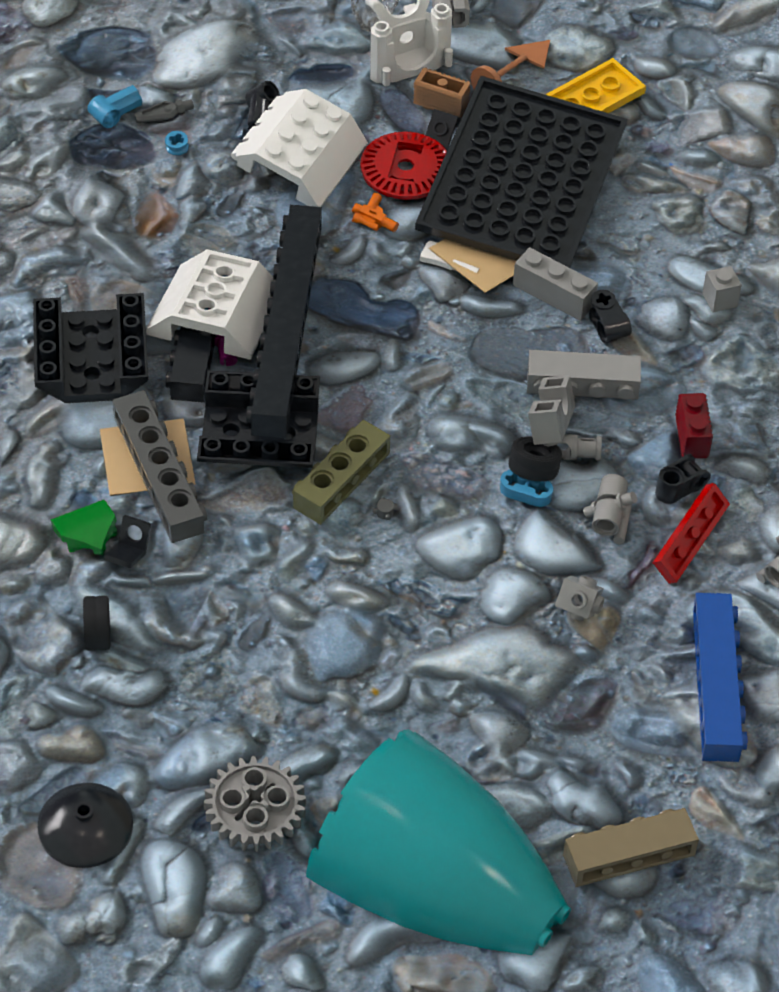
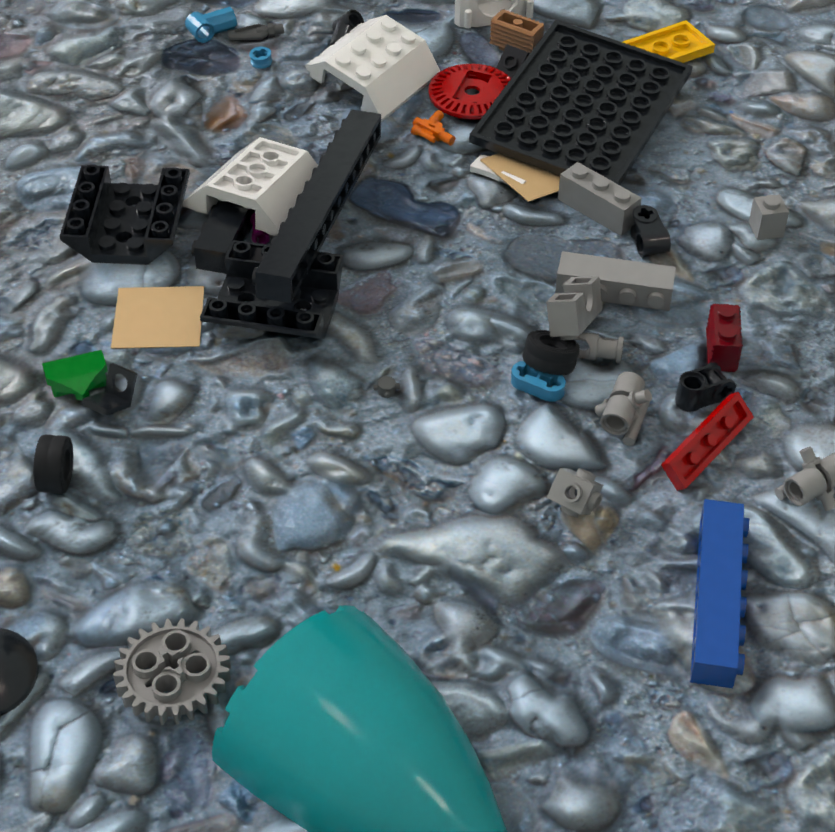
camera: 10 degrees right, 5 degrees down
(159, 467) = (165, 327): dark grey brick -> none
(341, 471) = (347, 346): olive brick -> none
(532, 52) = (610, 13): nougat piece -> none
(630, 846) = (590, 770): dark tan brick -> none

